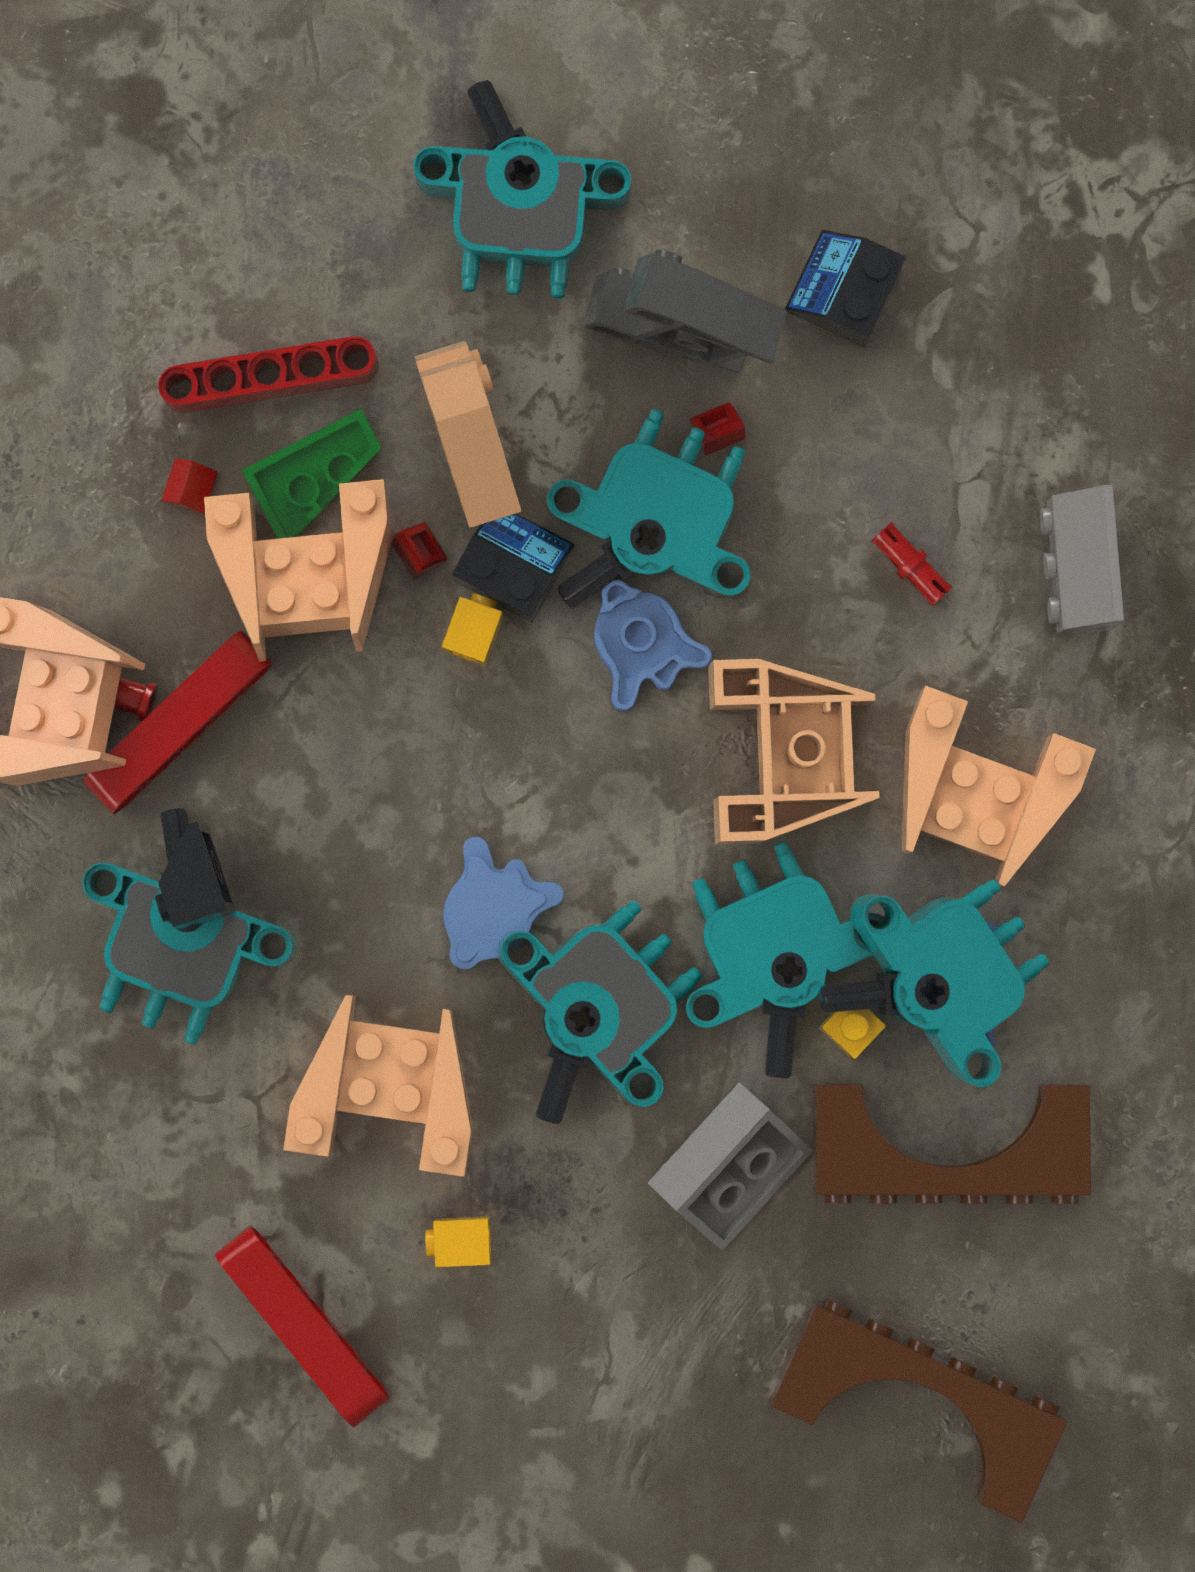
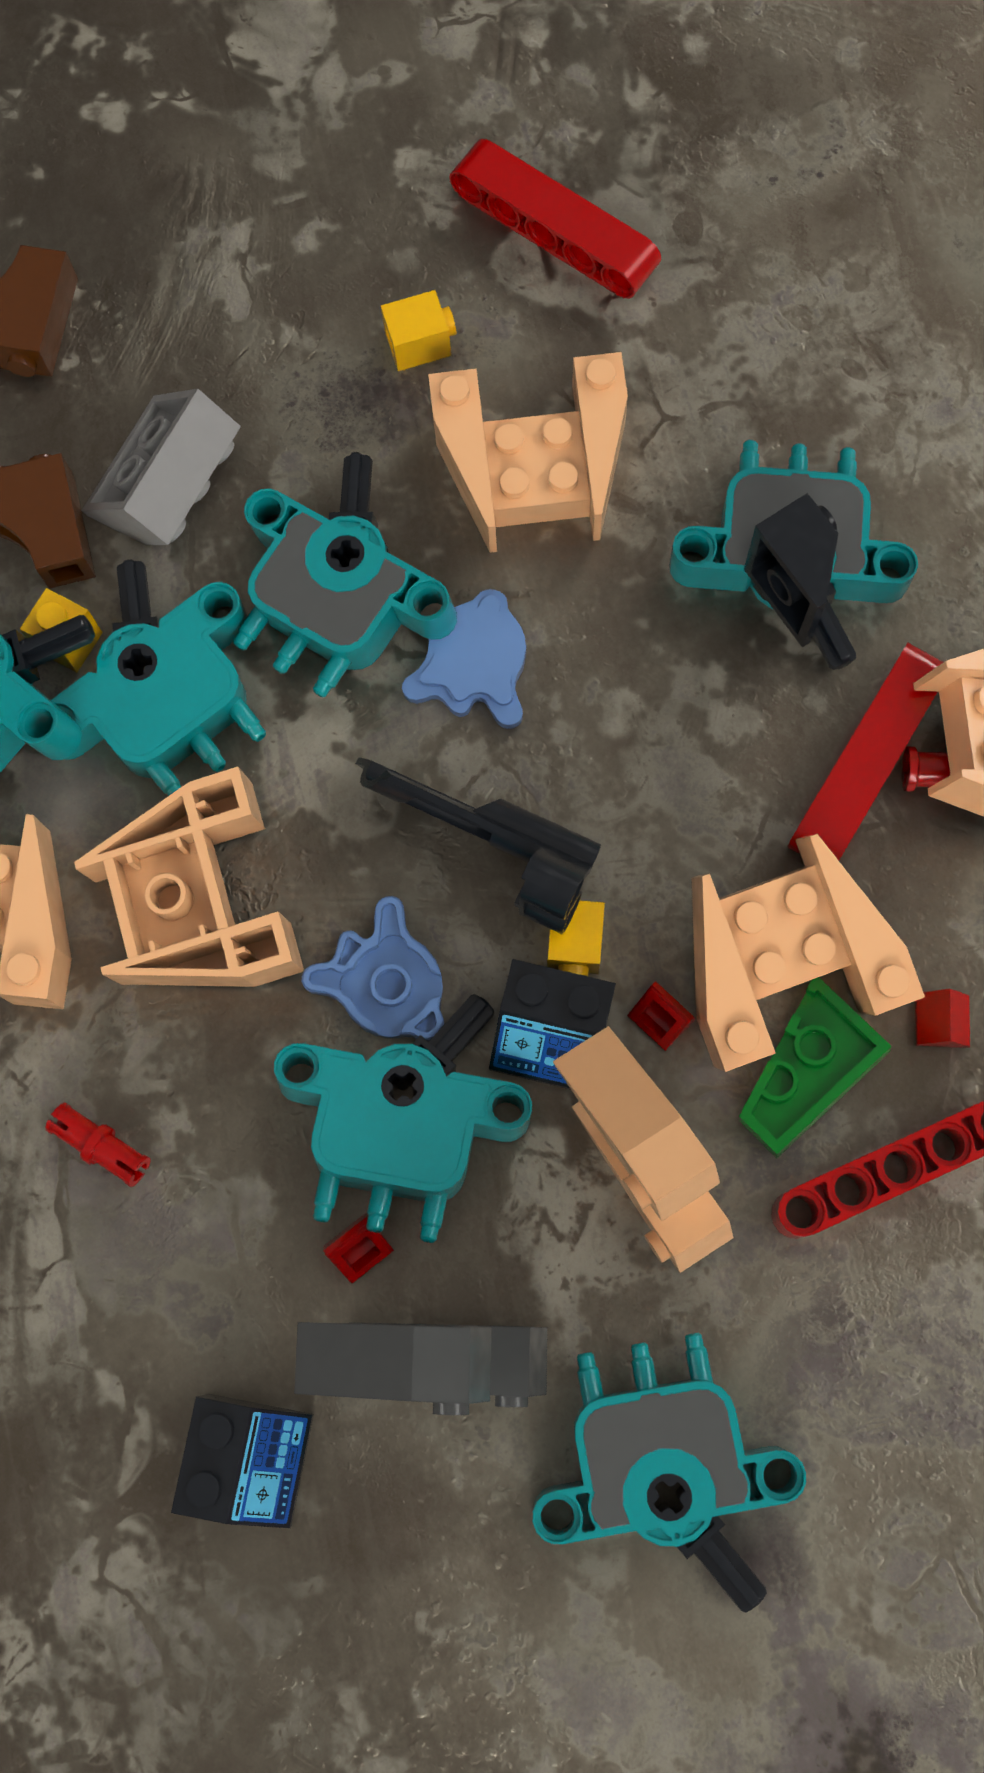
camera: 170 degrees right, 10 degrees down
(468, 689) = (554, 854): none -> black panel

